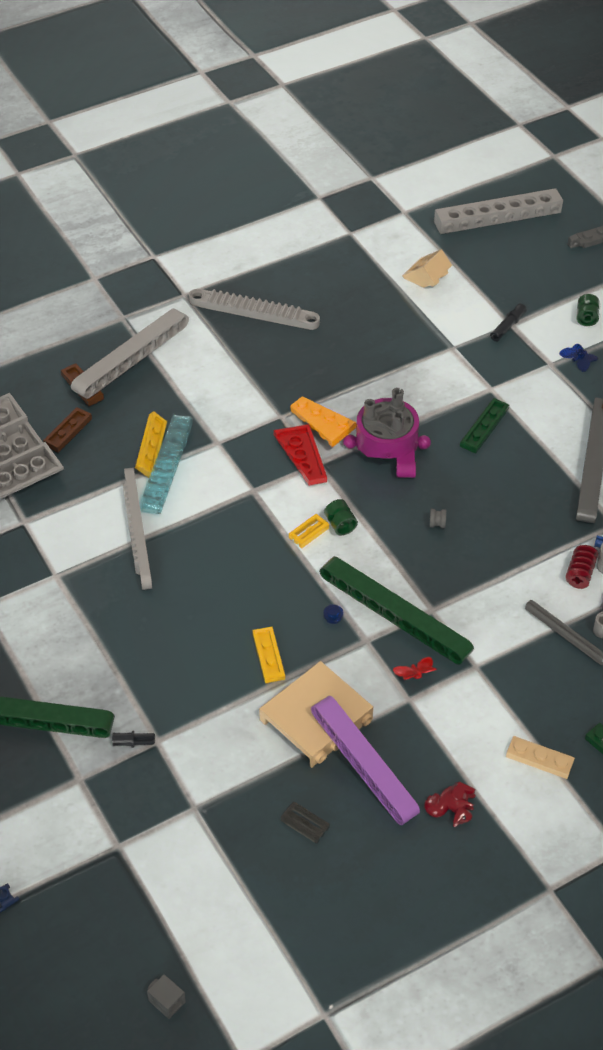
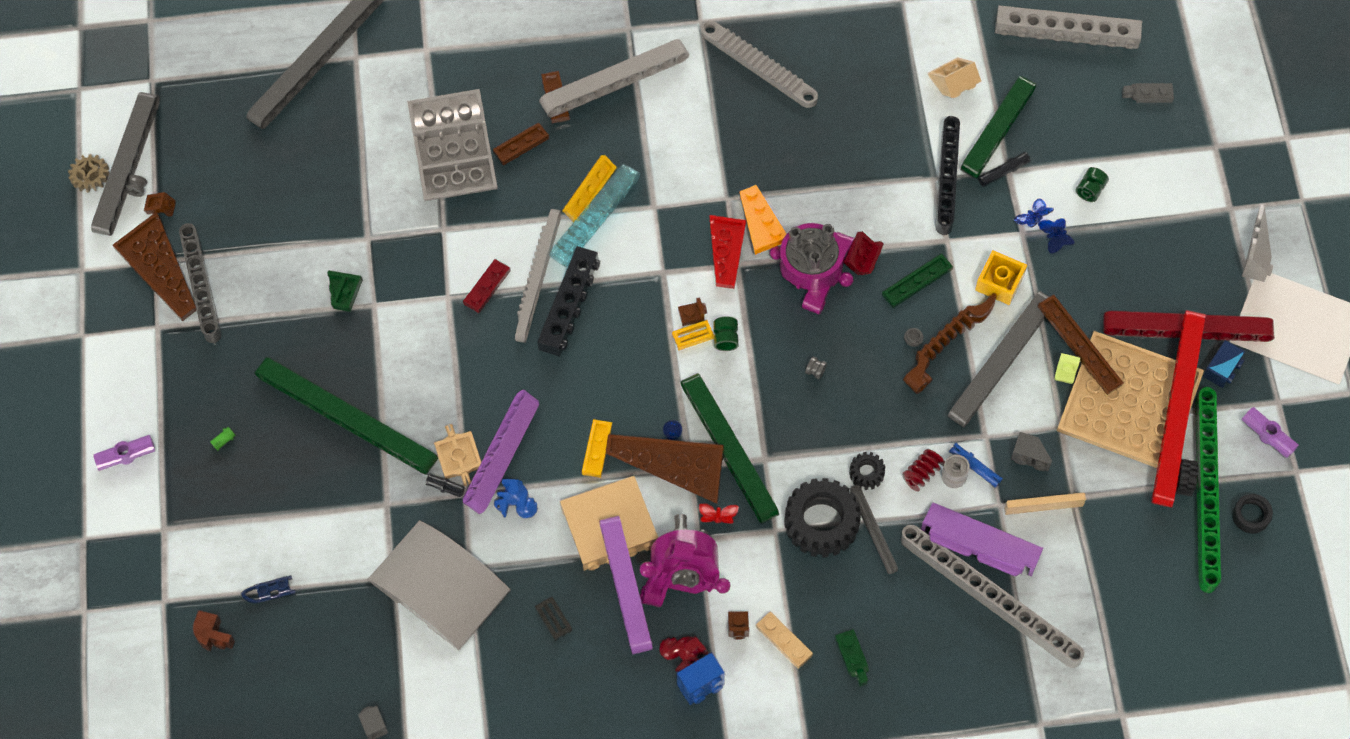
camera: 25 degrees right, 15 degrees up
(90, 553) = (486, 286): none -> dark red plate
(134, 706) = (458, 455): none -> tan plate
(172, 831) = (440, 583): none -> light grey slope
(176, 688) = (501, 451): none -> medium lavender beam
(177, 540) = (556, 343): none -> black brick
(210, 722) = (515, 495): none -> blue animal
(299, 512) = (692, 313): none -> reddish brown bracket
(361, 636) = (682, 463): none -> reddish brown wing
(413, 717) = (682, 562): none -> magenta piece
(429, 418) = (863, 254): none -> dark red bracket
(465, 340) = (947, 182): none -> black beam
(485, 294) = (998, 127): none -> dark green beam
(485, 818) = (701, 679): none -> blue brick
(489, 759) = (738, 625): none -> reddish brown bracket
(508, 467) = (913, 337): none -> dark grey plate
(521, 615) = (826, 494): none -> black tyre
(532, 576) = (871, 460): none -> black tyre
(546, 440) = (917, 378): none -> reddish brown piece
(554, 347) = (1033, 218): none -> clear blue piece
(557, 397) = (1001, 276): none -> yellow brick

